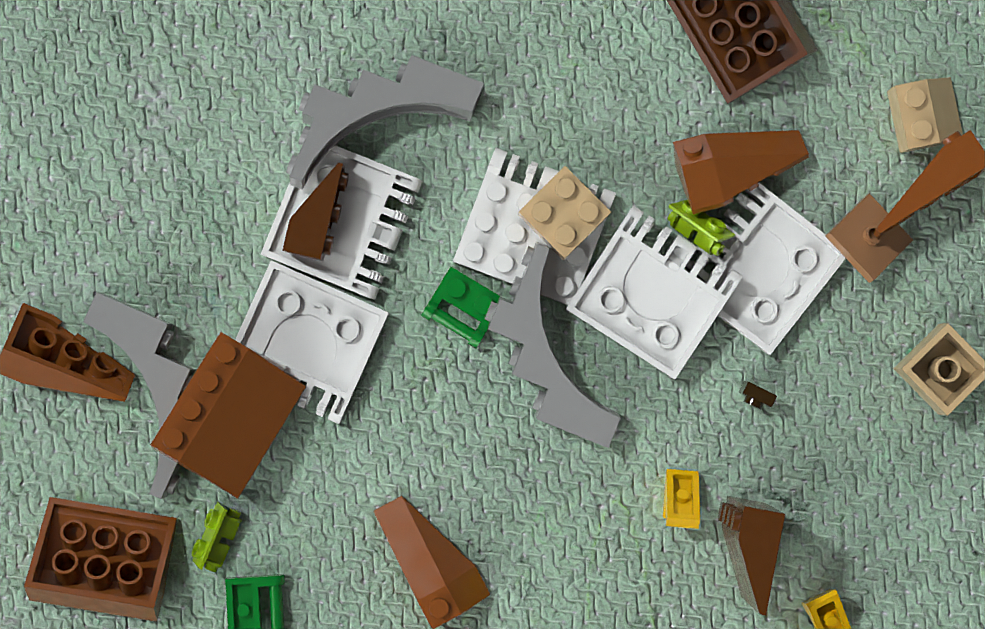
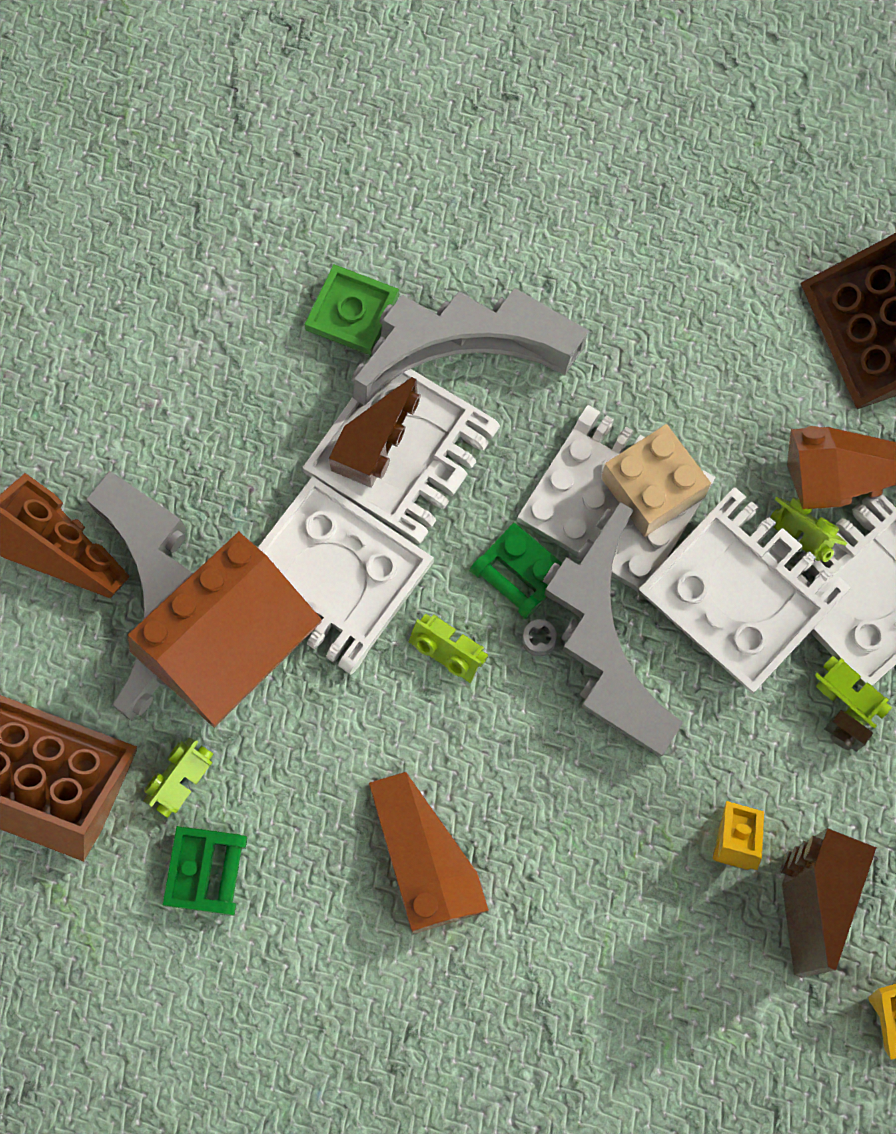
camera: 10 degrees right, 15 degrees down
(271, 97) = (350, 309): none -> bright green plate
(428, 393) = (461, 658): none -> lime hinge
(493, 372) = (537, 626): none -> light grey bush
(744, 358) = (862, 704): none -> lime hinge

